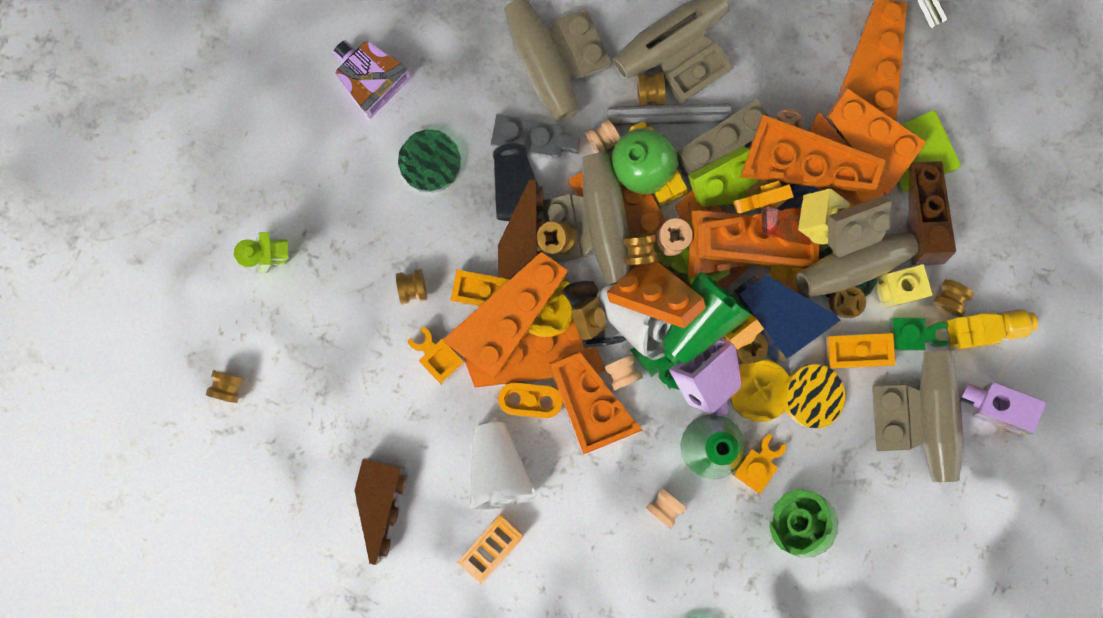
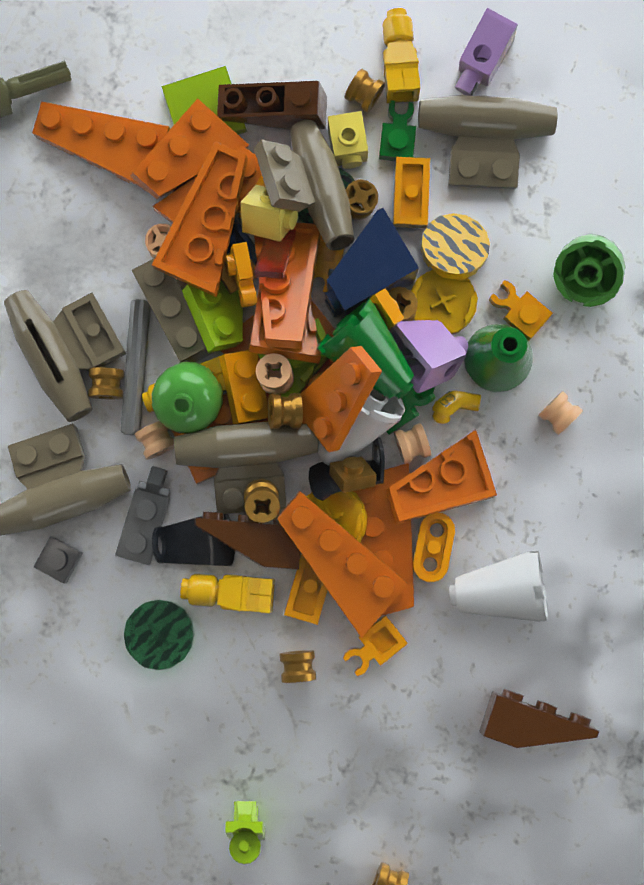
camera: 85 degrees left, 0 degrees up
(369, 75) = (55, 693): torso -> none
(472, 220) = (231, 592): none -> yellow piece
(488, 65) = (58, 559): none -> black plate
(506, 526) = (568, 583): light orange slope -> none
(651, 213) = (243, 389): none -> light orange plate
(666, 406) = (451, 402): none -> yellow arm

